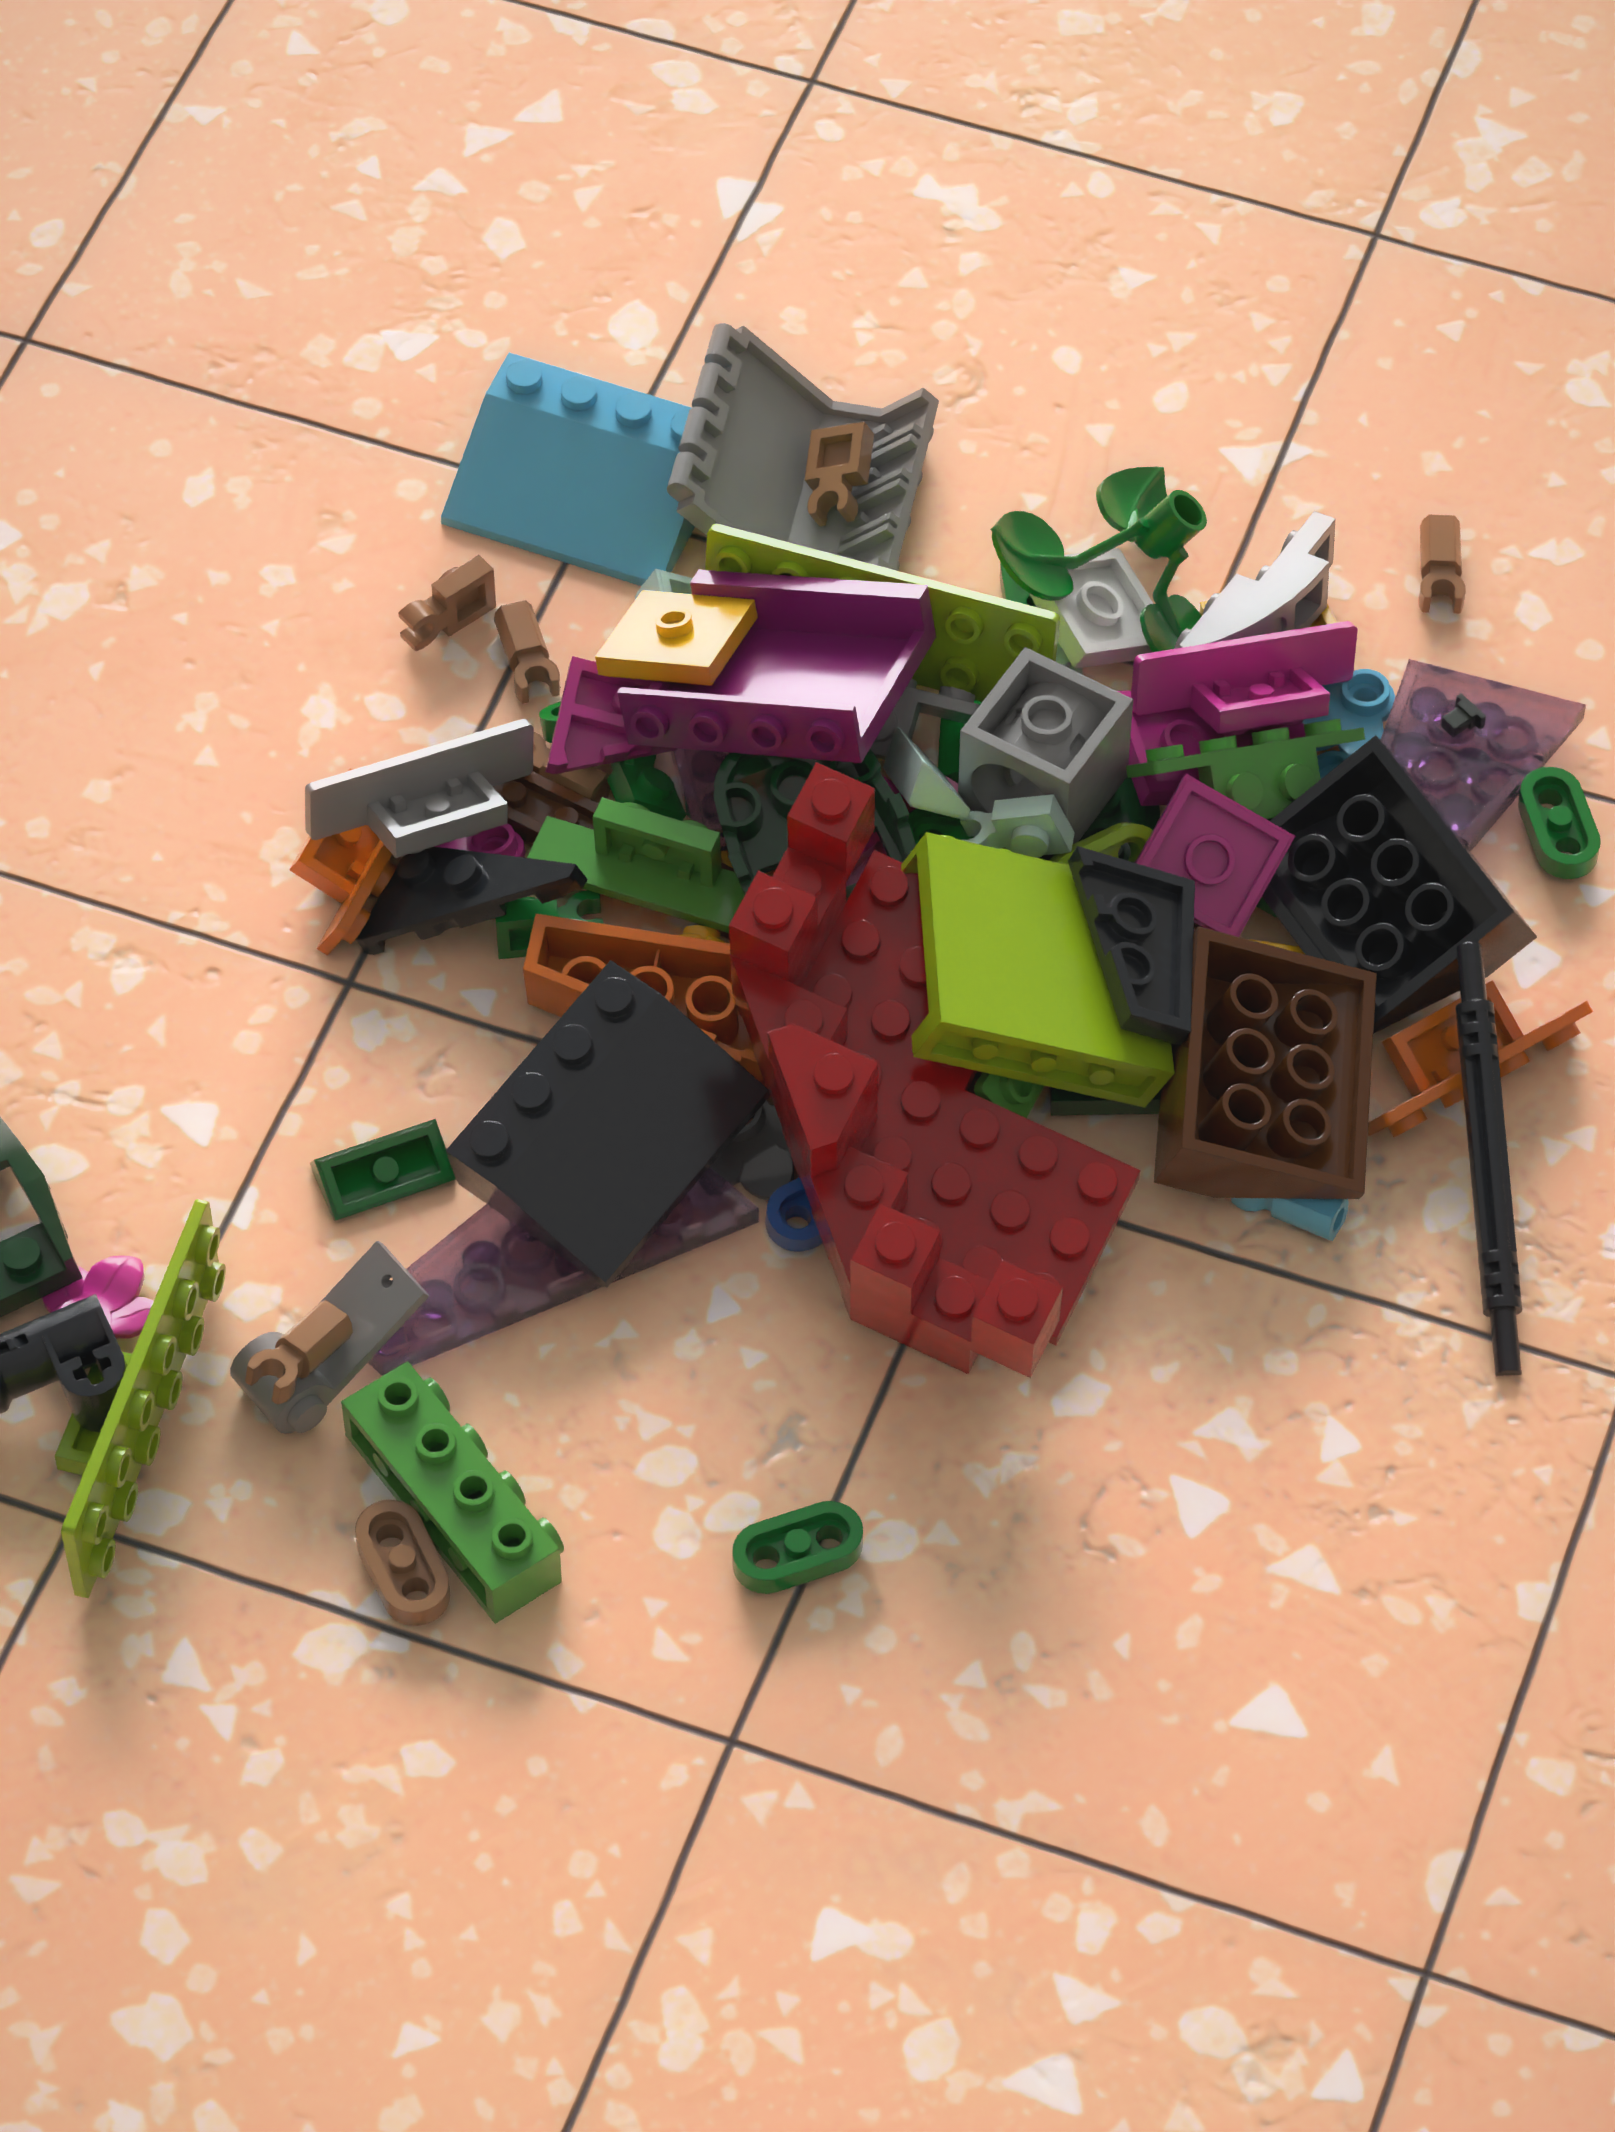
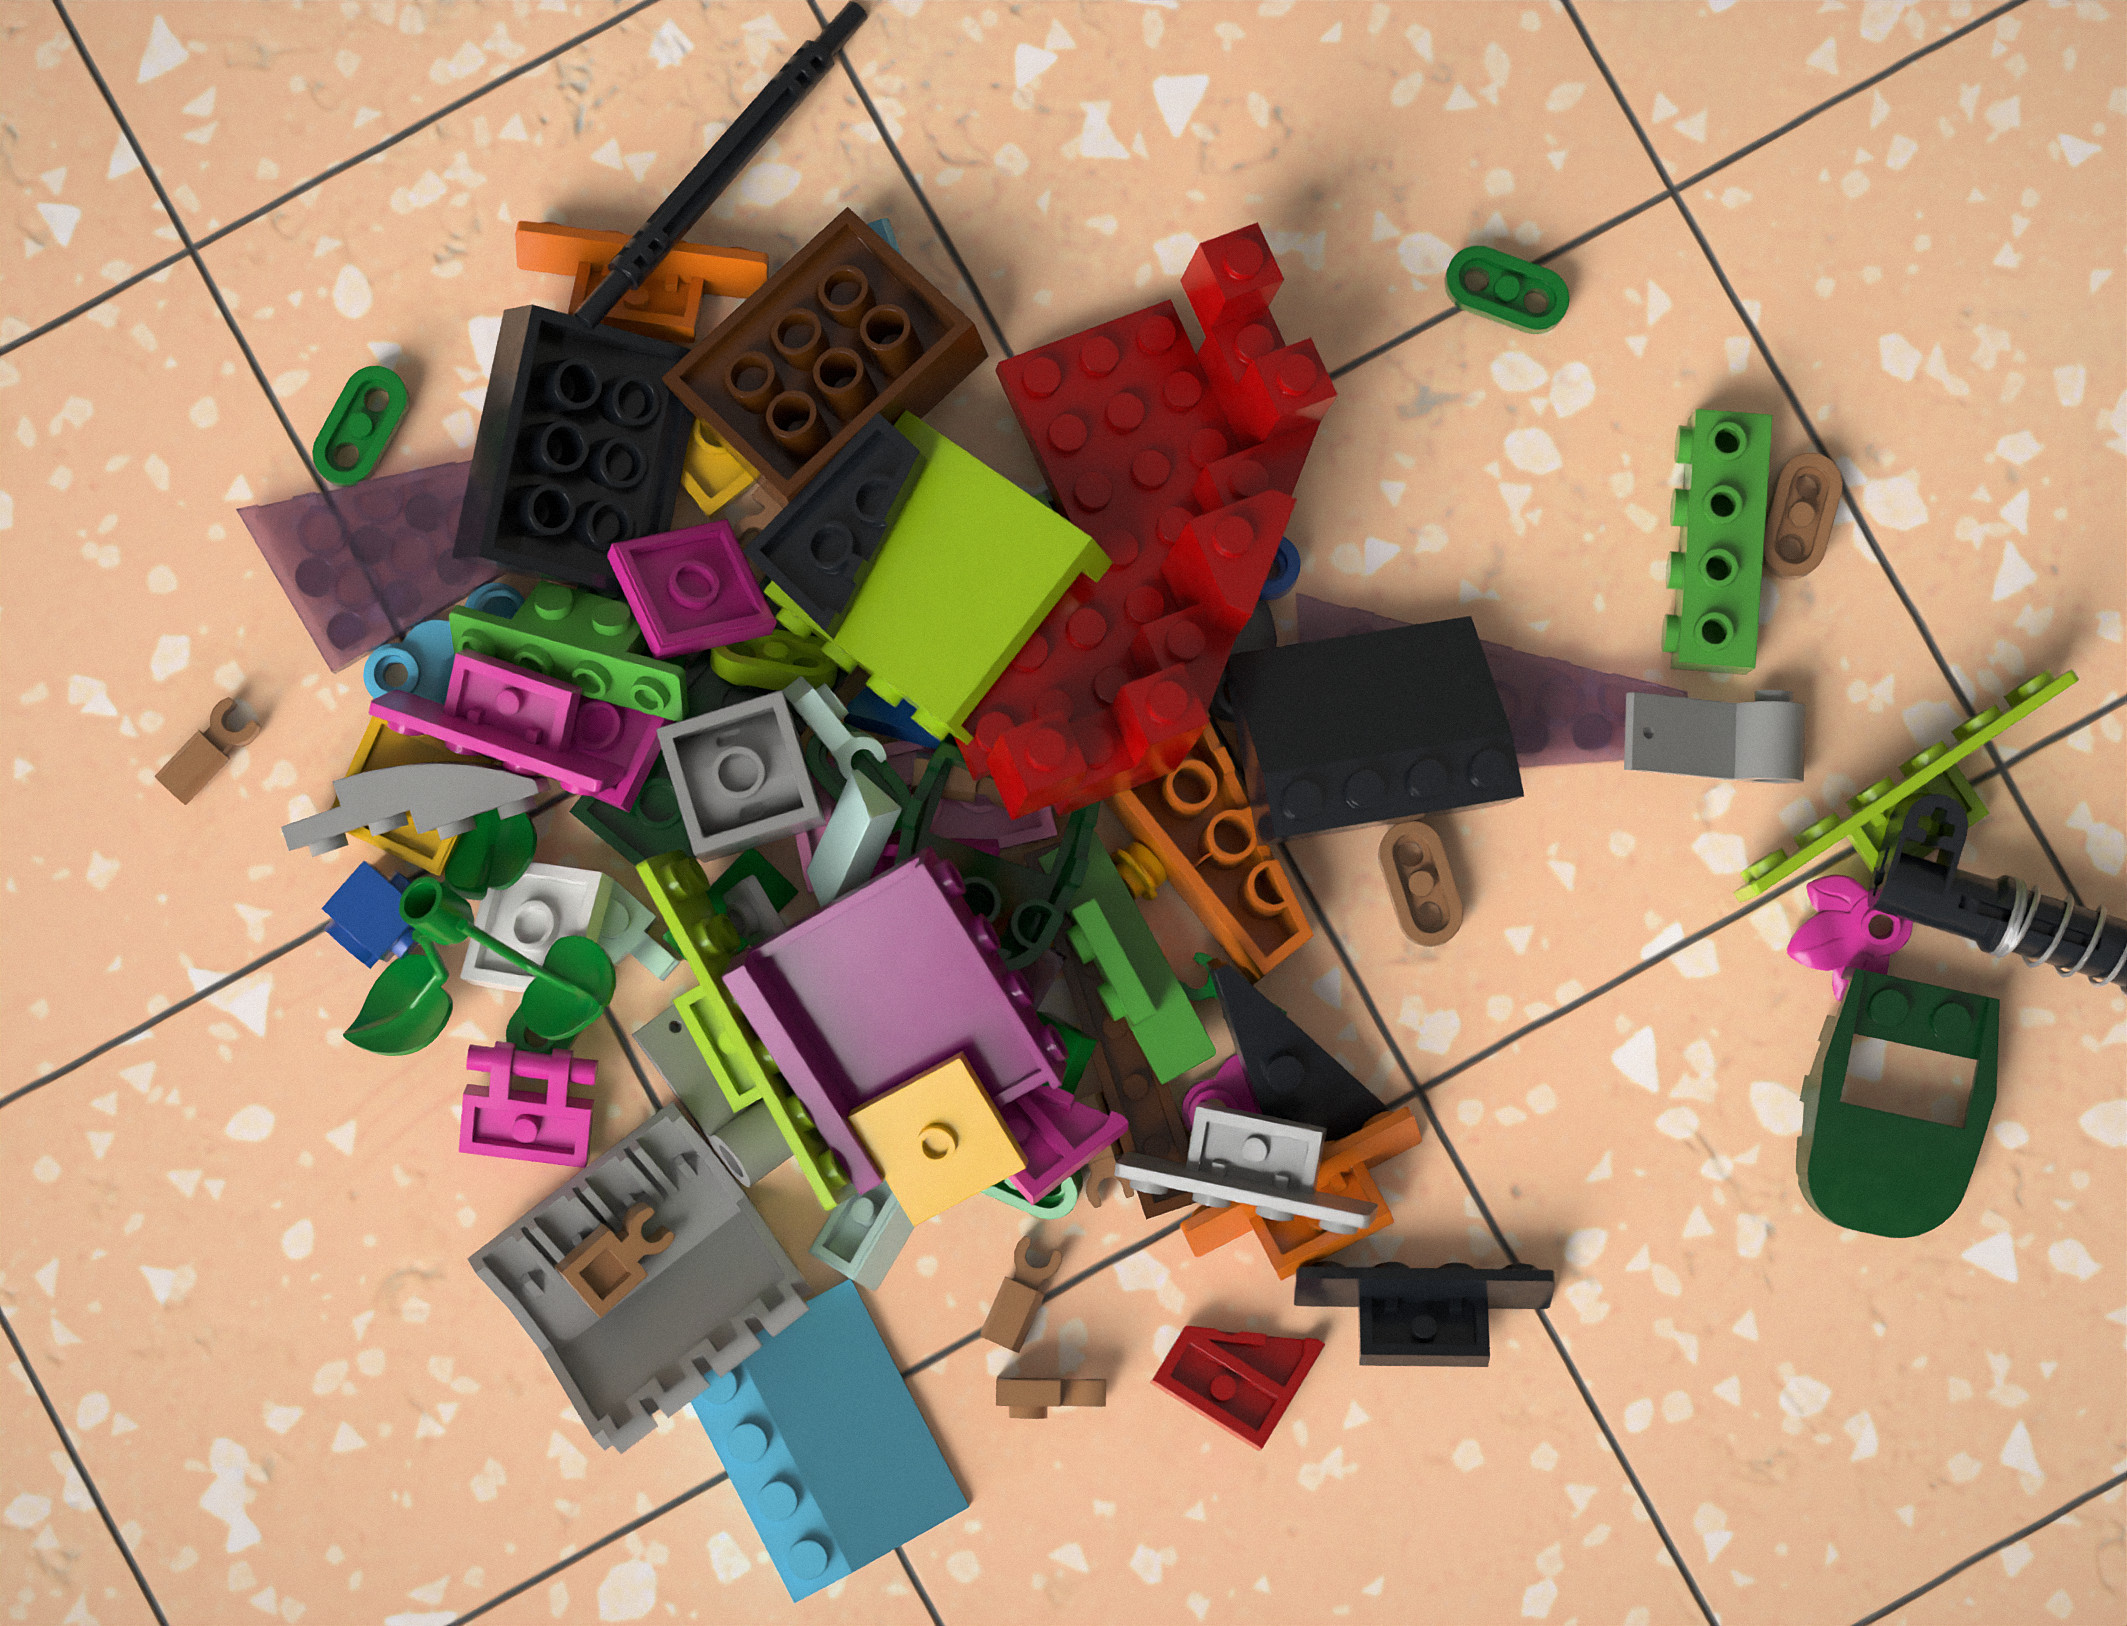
camera: 140 degrees left, 30 degrees up
(205, 830) = (1423, 1312): none -> black bracket
(301, 1350) = (1756, 727): medium nougat bar -> none
(318, 707) = (1237, 1378): none -> red wing
(383, 1170) = (1536, 886): green slope -> none
(472, 1078) = (1420, 884): none -> medium nougat plate
(969, 513) = (528, 1123): none -> dark pink plate
(1222, 548) = (368, 916): none -> blue brick
(1462, 717) = (350, 572): pearl dark grey piece -> none

